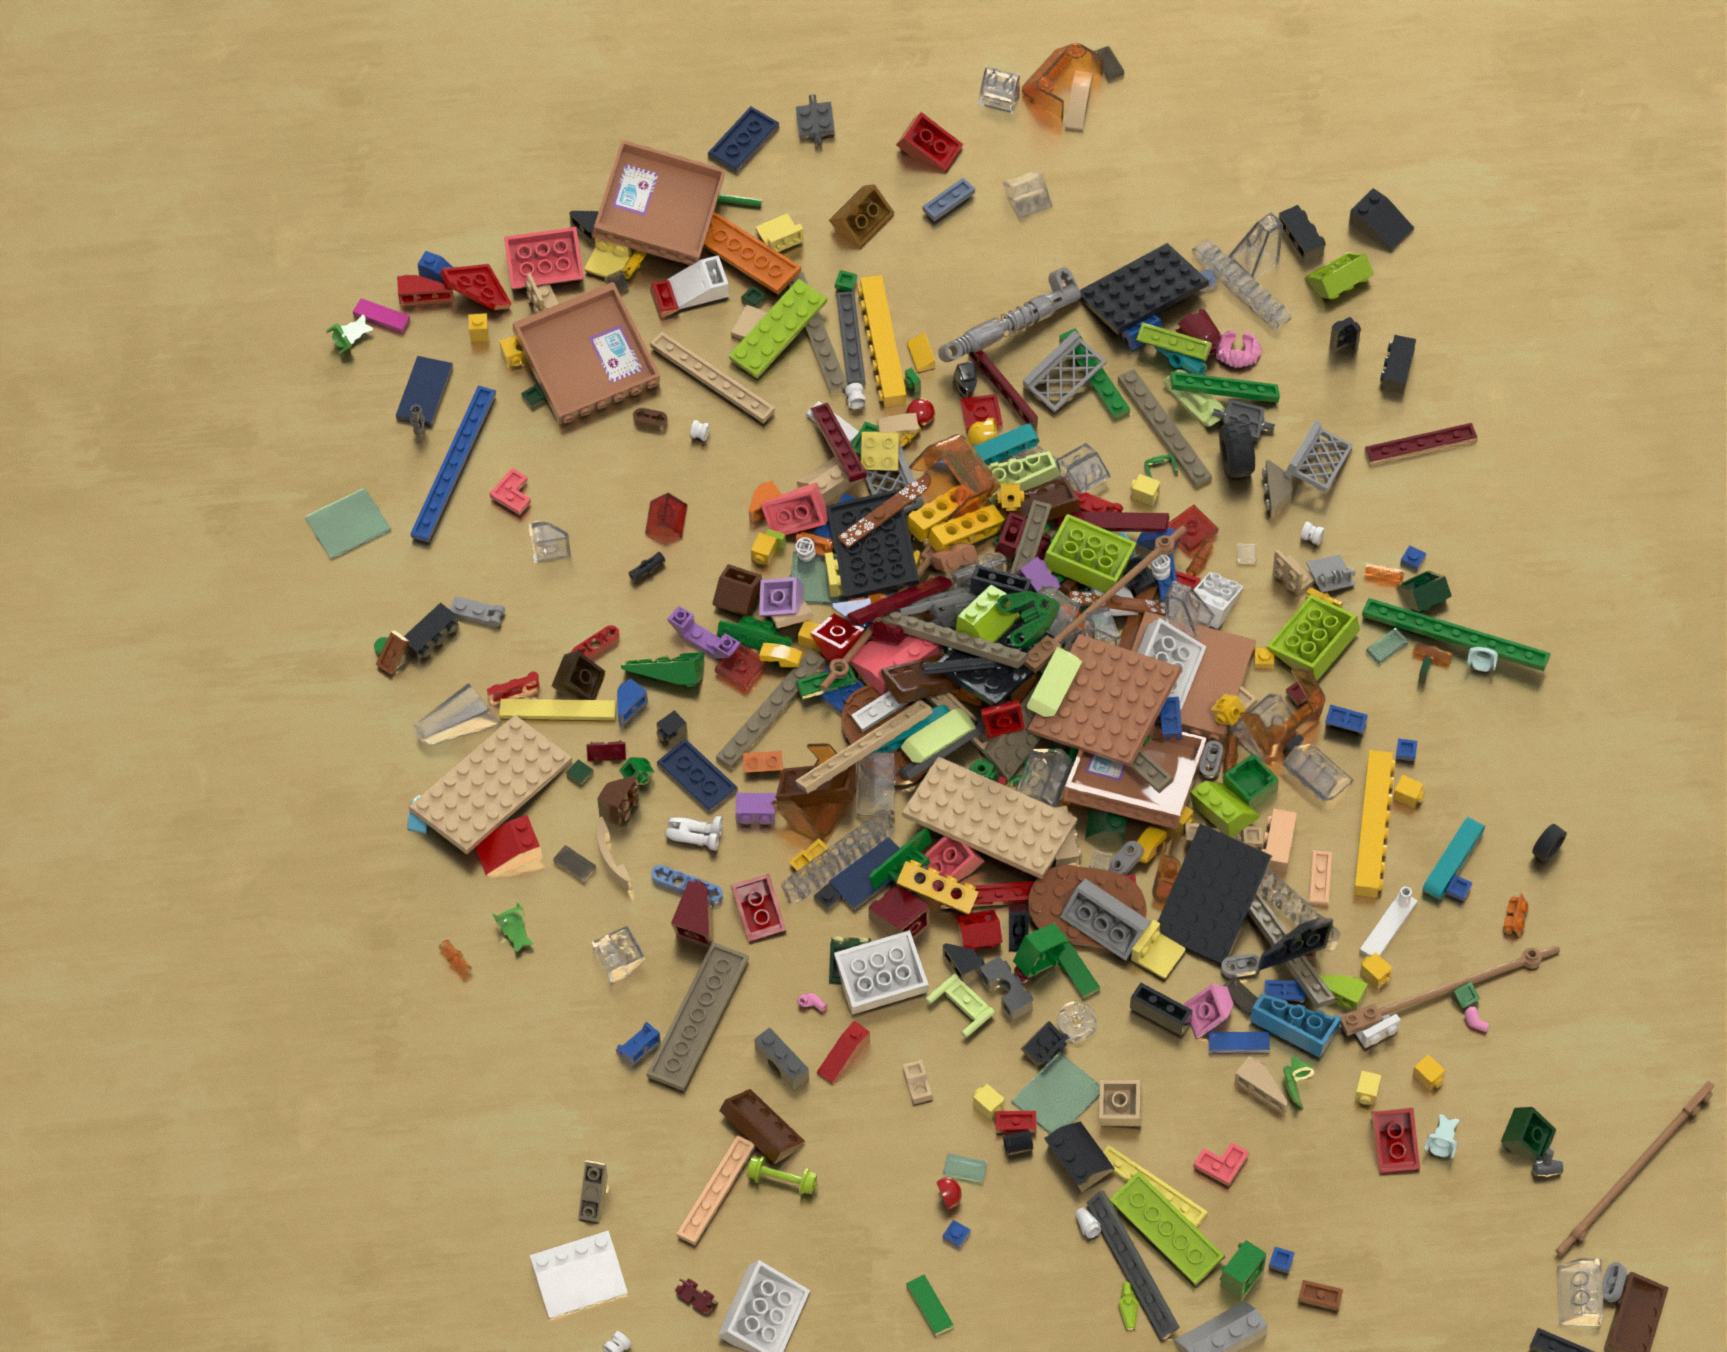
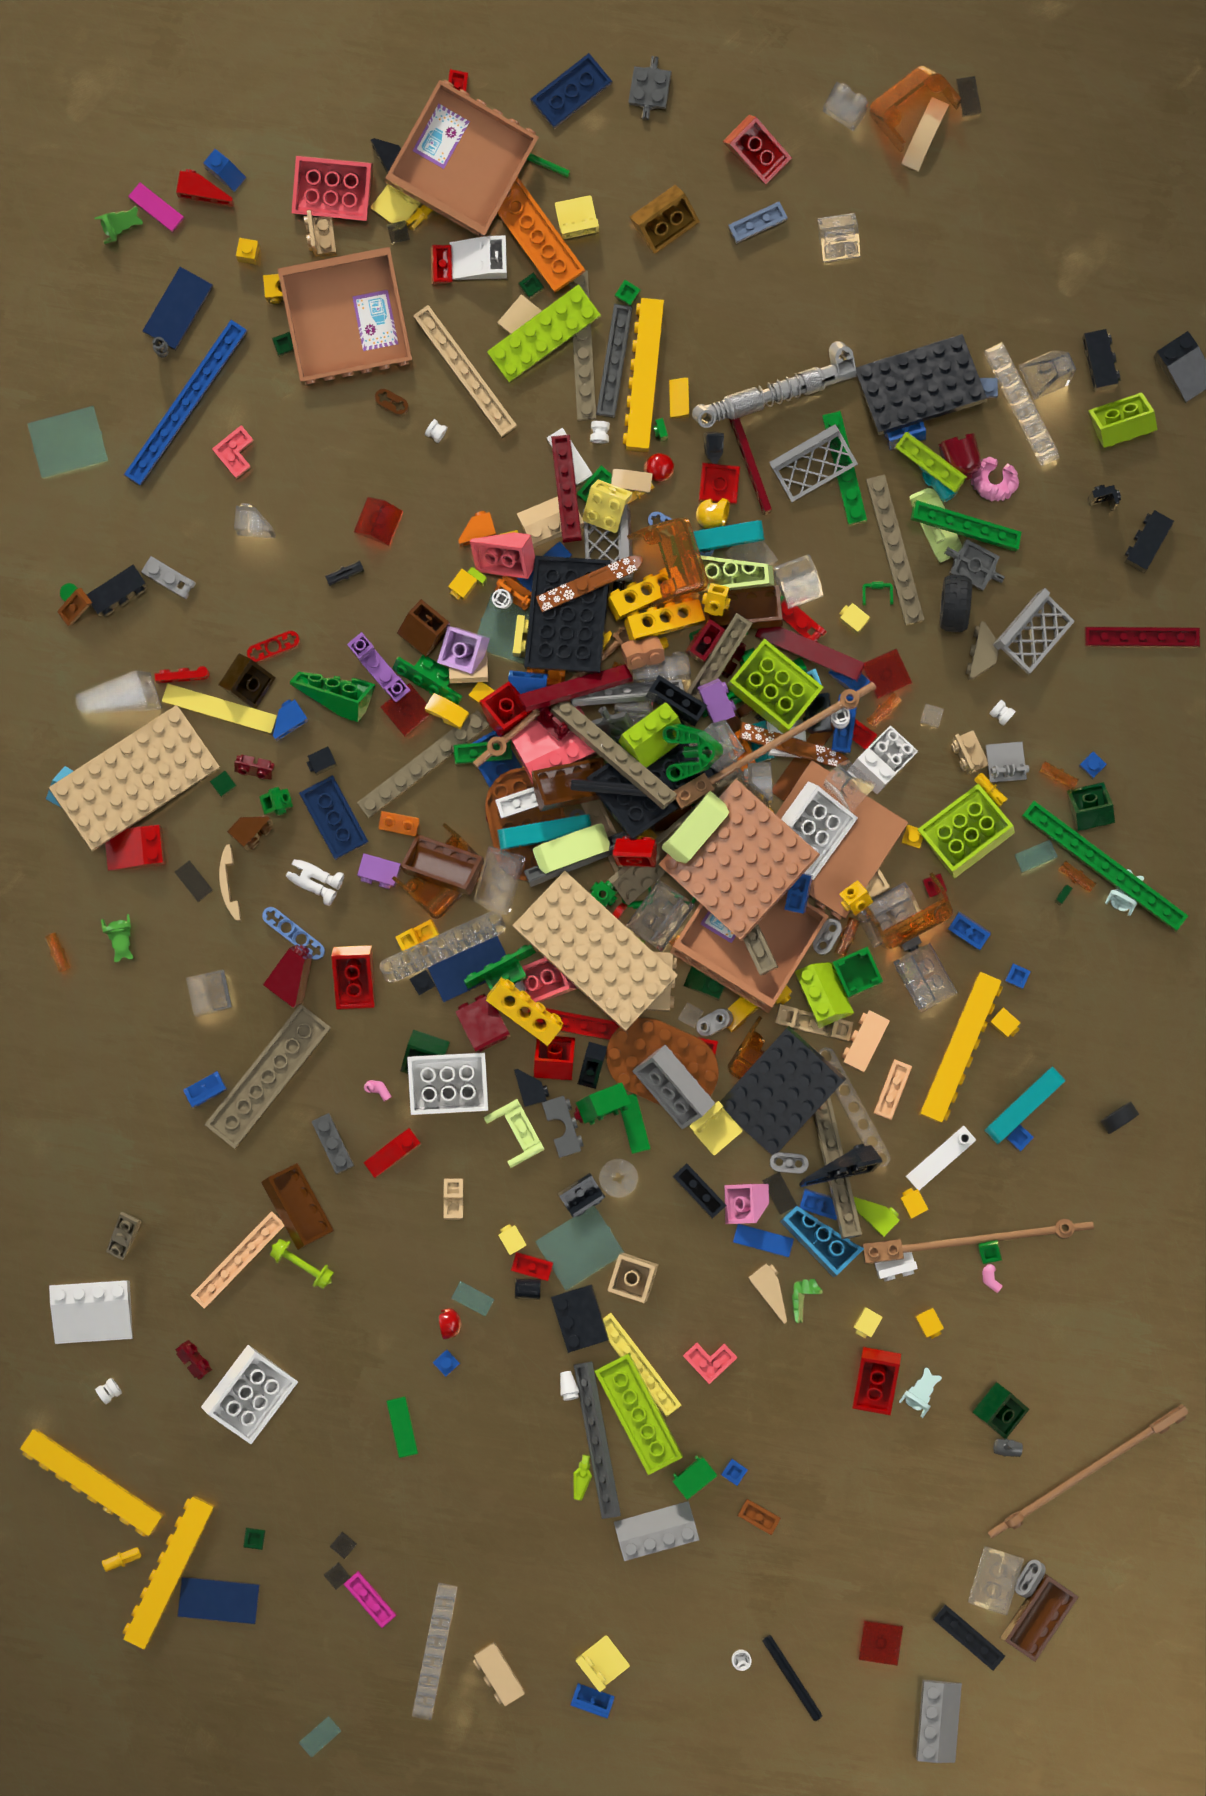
camera: 15 degrees right, 25 degrees up
(478, 284) = (258, 200): red plate -> none
(864, 746) = (495, 845): tan plate -> none
(1518, 908) = (1061, 1188): orange hinge -> none

